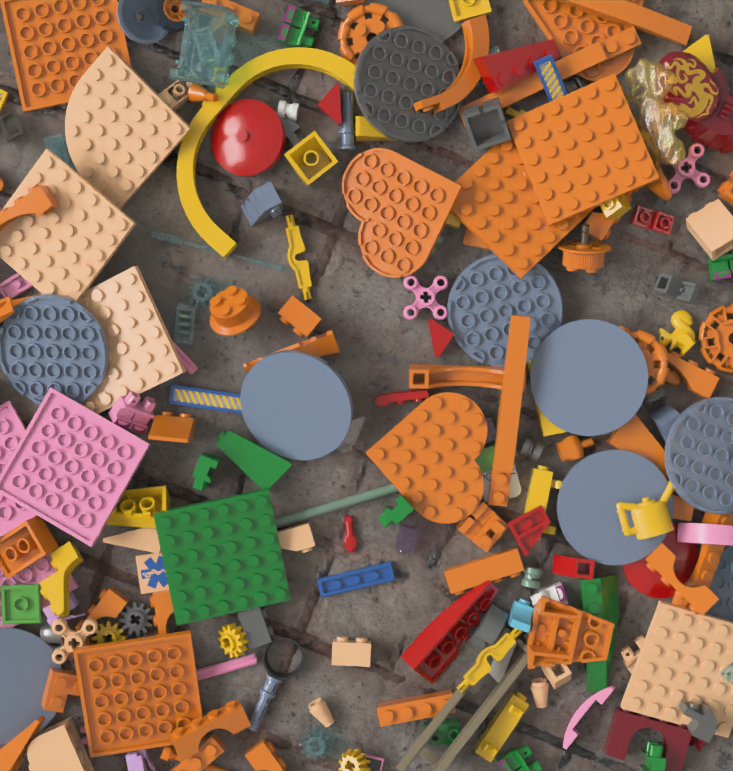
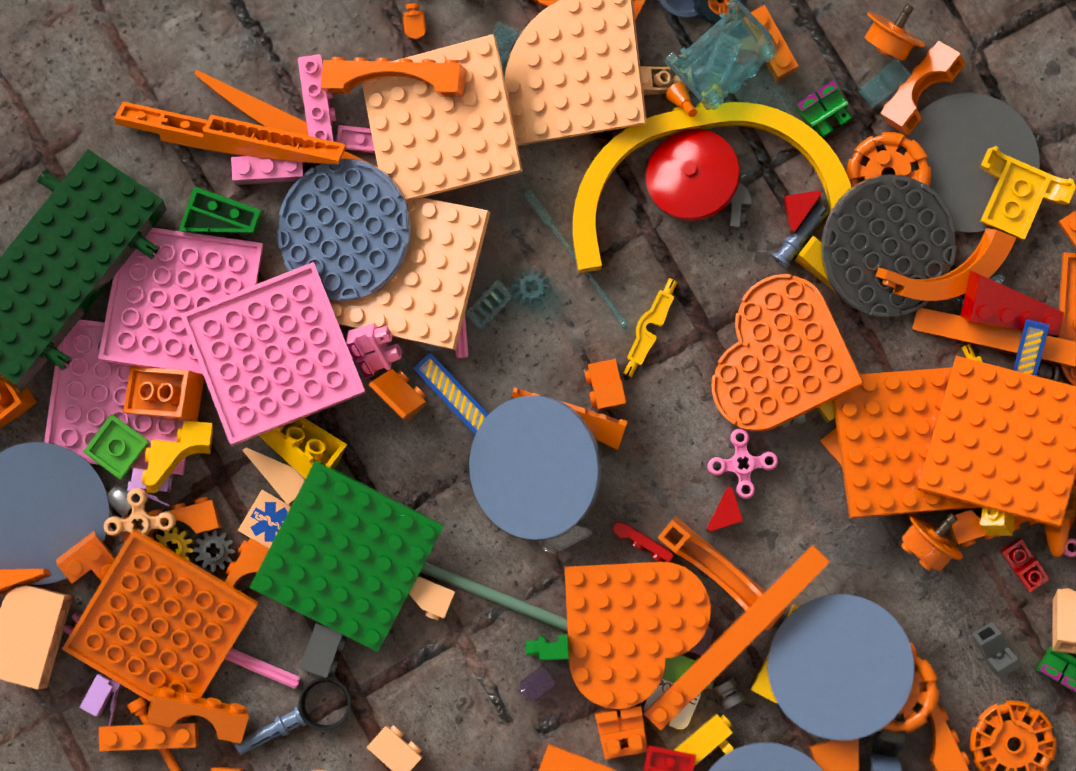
camera: 40 degrees right, 5 degrees down
(203, 470) = (395, 458): green hips -> none
(233, 311) = (546, 329): orange piece -> none
(233, 640) = (290, 646): yellow gear -> none
(256, 461) = (451, 490): green slope -> none
(262, 204) = (656, 249): sand blue wedge -> none
(288, 111) = (752, 180): white wheel -> none
(310, 158) = (738, 242): yellow slope -> none
(350, 538) = (482, 640): red piece -> none
(356, 579) = (456, 684): blue tile -> none
(486, 124) = (934, 343): dark grey piece -> none
(486, 299) = (804, 510): sand blue tile -> none
(572, 448) = (769, 725): orange piece -> none
(673, 377) = (923, 734): orange piece -> none
(682, 336) = (967, 701): yellow animal -> none

